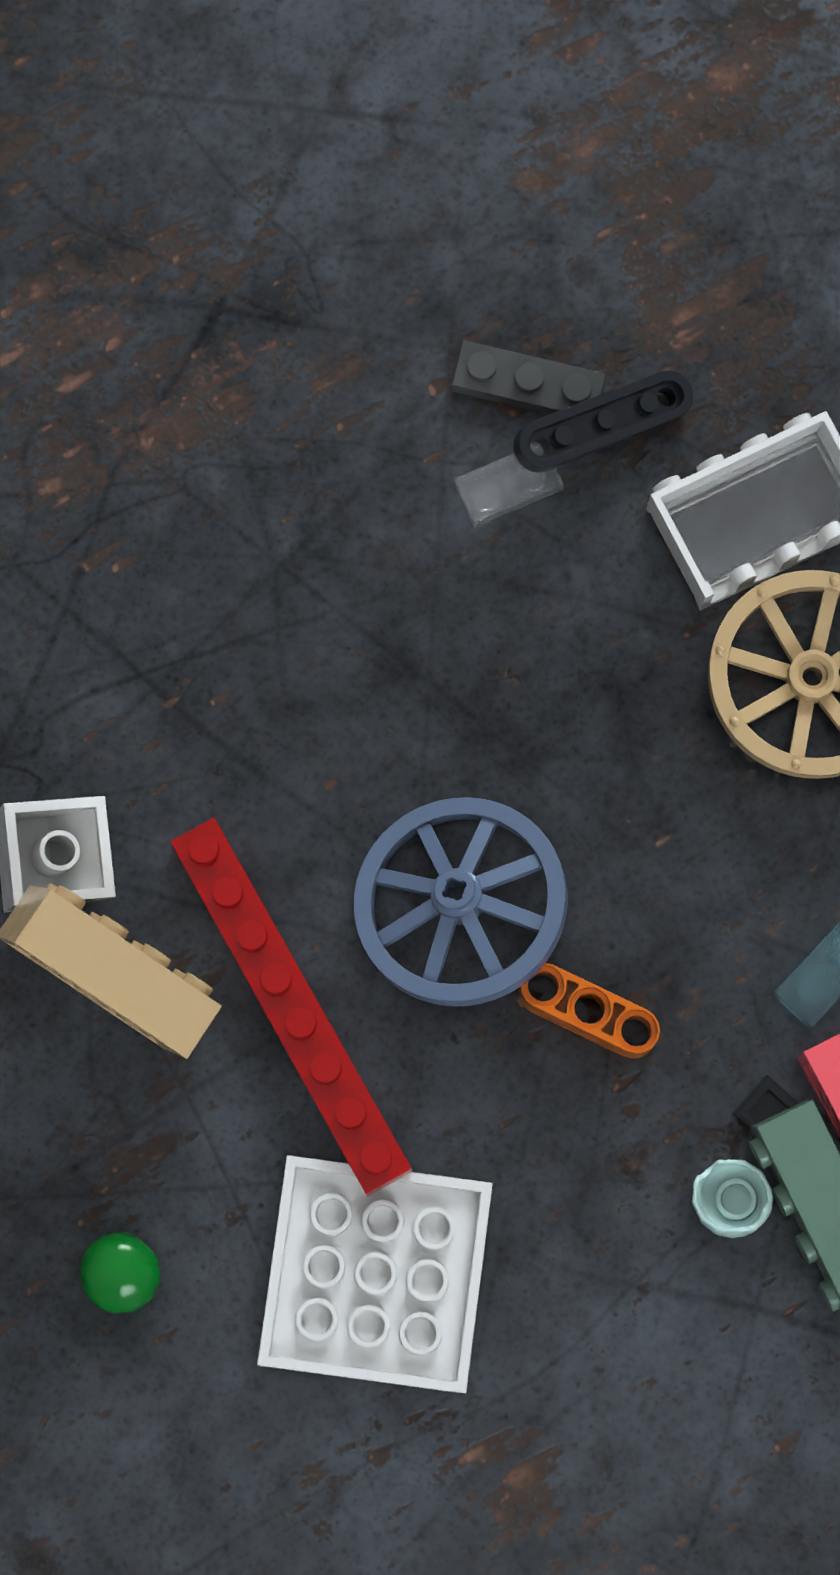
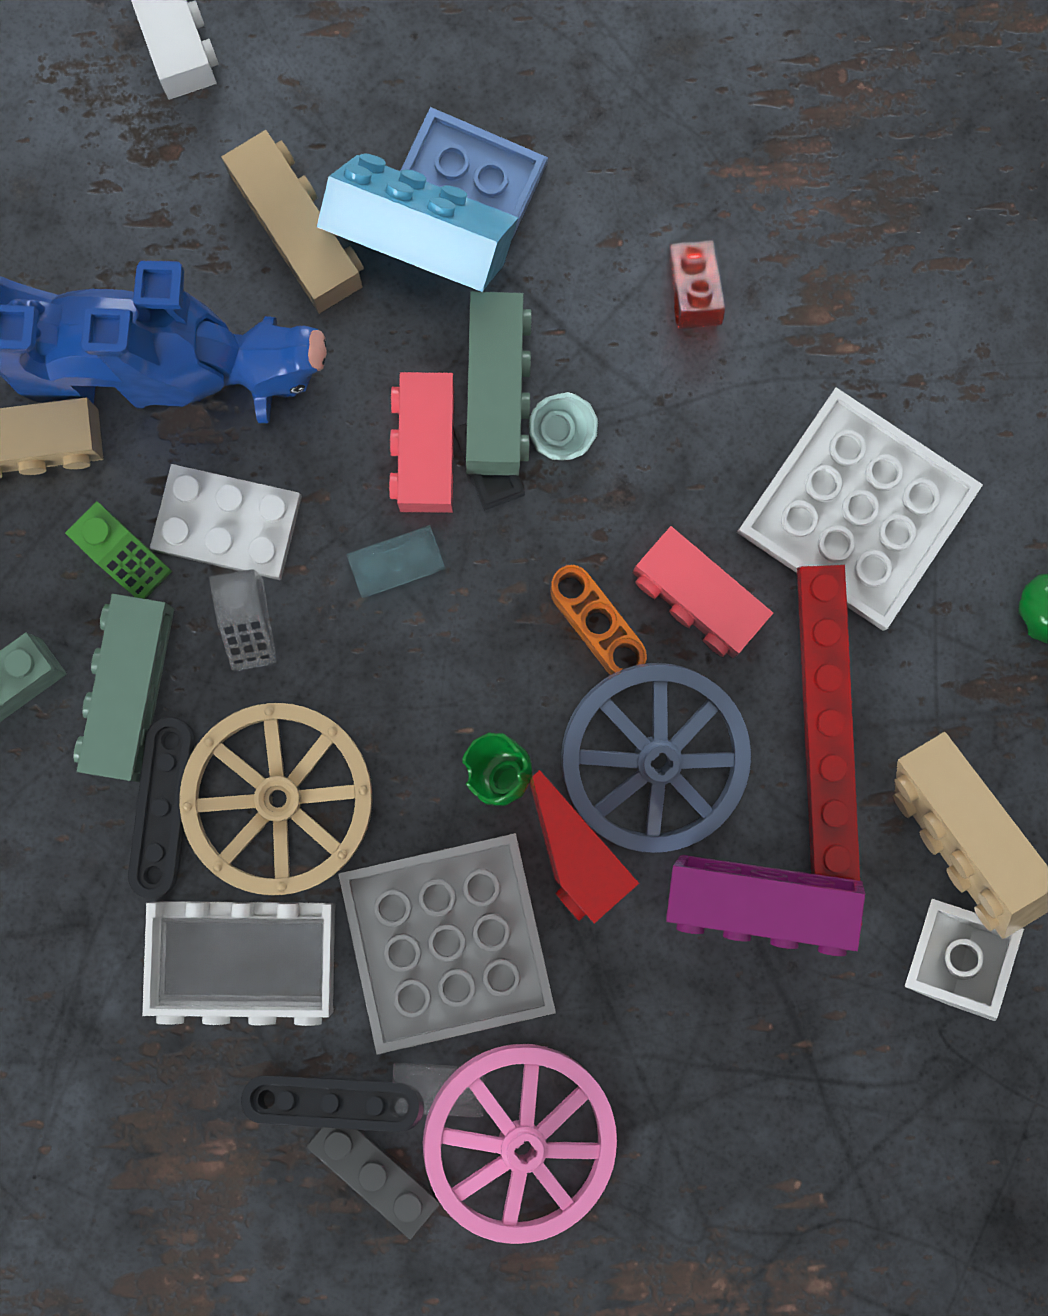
camera: 155 degrees left, 5 degrees up
(284, 804) = (766, 903): none -> magenta brick
(410, 482) = (512, 1136): none -> bright pink wheel
(498, 1094) = (701, 593): none -> coral brick
(500, 754) = (581, 863): none -> red slope
(572, 623) = (446, 943): none -> light grey plate
(612, 811) = (497, 769): none -> green hair
(672, 1435) = (696, 285): none -> clear red plate

